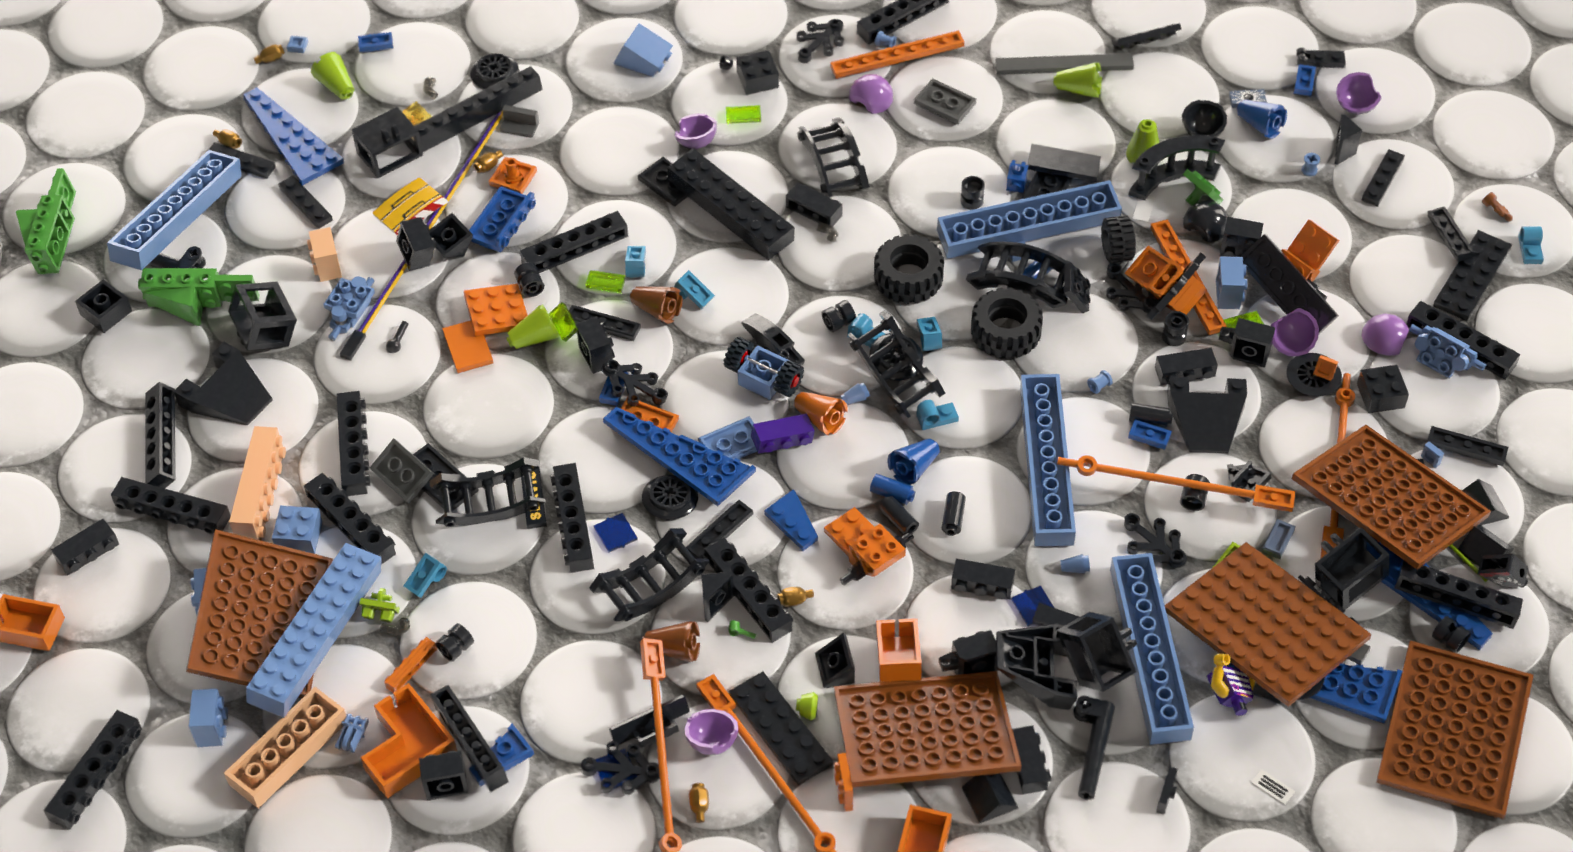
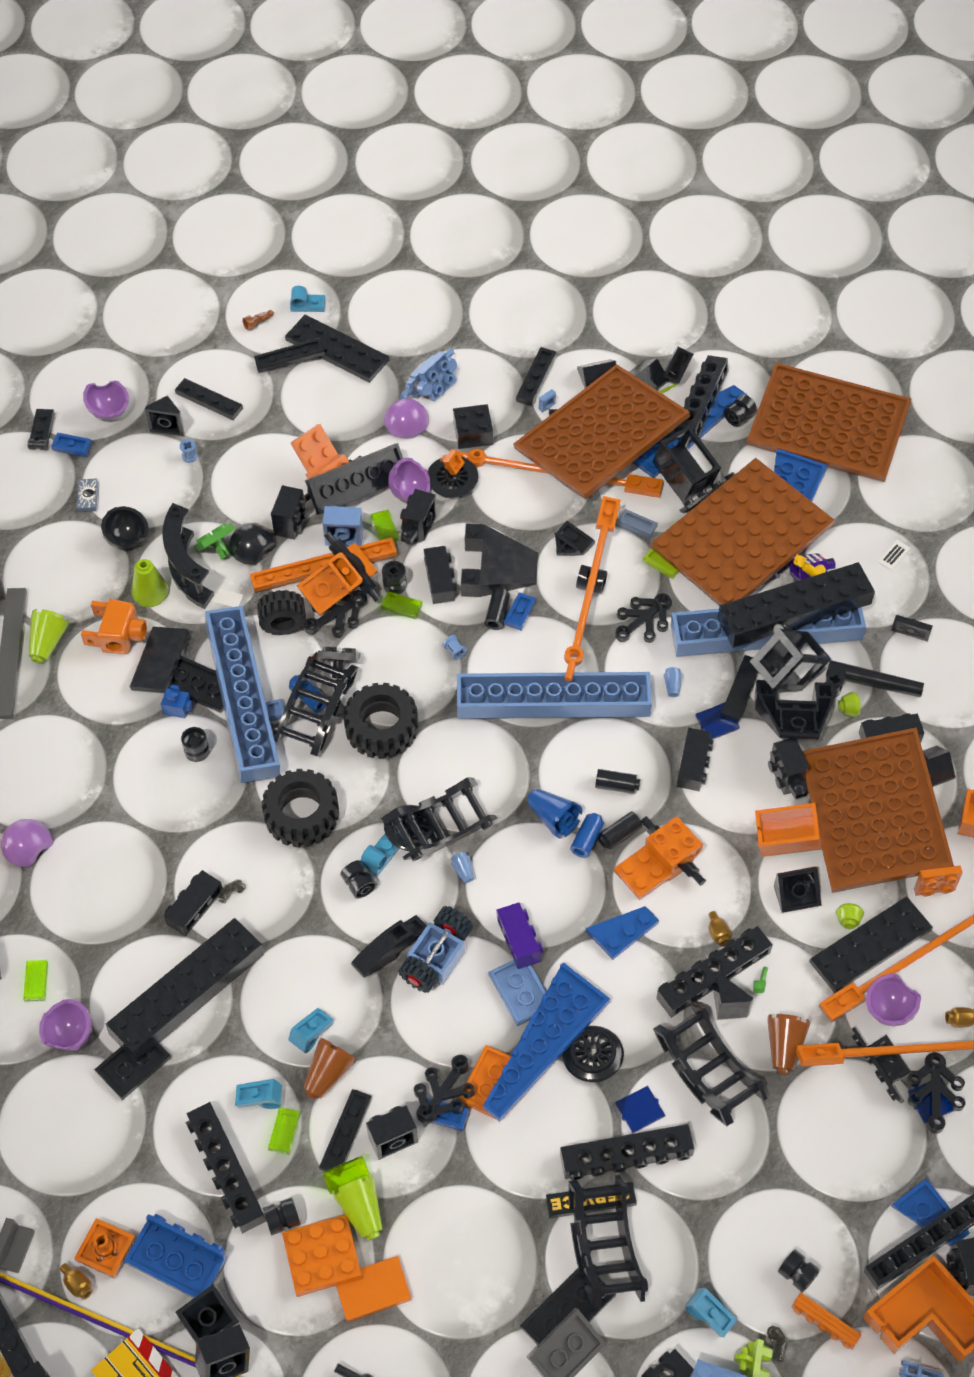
camera: 90 degrees left, 5 degrees up
(720, 528) = (635, 1001): black tile -> none
(822, 411) = (488, 896): orange cone -> none
(848, 144) = (119, 857): black fence -> none
(930, 333) = (389, 791): dark azure plate -> none
(934, 416) = (491, 793): dark azure plate -> none
(945, 101) = (50, 767): dark grey plate -> none
(1059, 722) = (849, 705): none -> lime cone
(1092, 127) = (117, 628): none -> orange piece
(1148, 341) = (401, 605): none -> clear neon green tile
(1168, 660) = (796, 604): none -> black brick
(1263, 116) = (120, 482): blue cone -> none
(1497, 357) = (394, 382): black brick -> none

